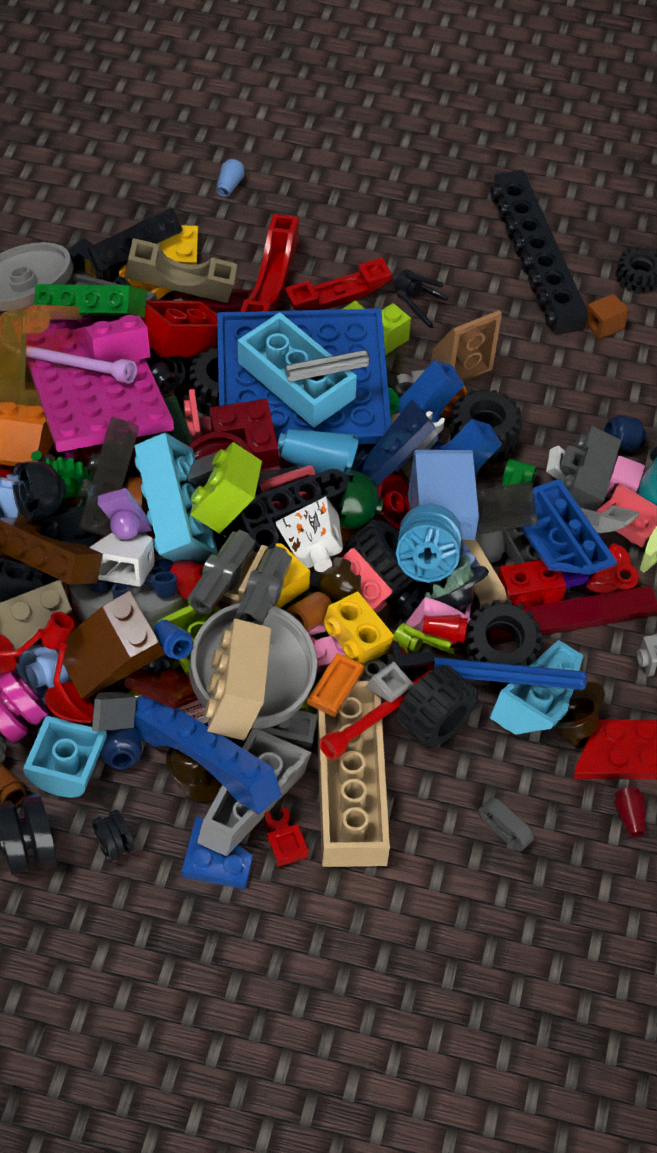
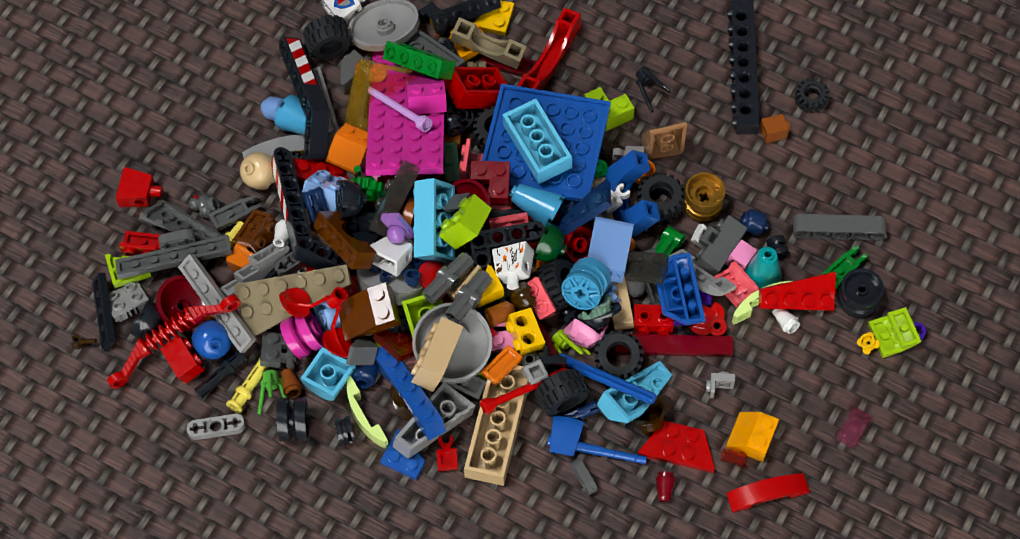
camera: 20 degrees right, 10 degrees up
(161, 831) = (374, 433): none -> yellowish green slope
(173, 639) = (406, 318): blue cone -> none
(327, 365) = (553, 146): axle -> none
(342, 290) = (596, 72): red slope -> none
(446, 627) = (582, 341): red cone -> none
(460, 775) = (565, 441): none -> blue piece
(468, 735) = (583, 412): none -> dark blue axle
(548, 411) = (704, 197): none -> pearl gold wheel

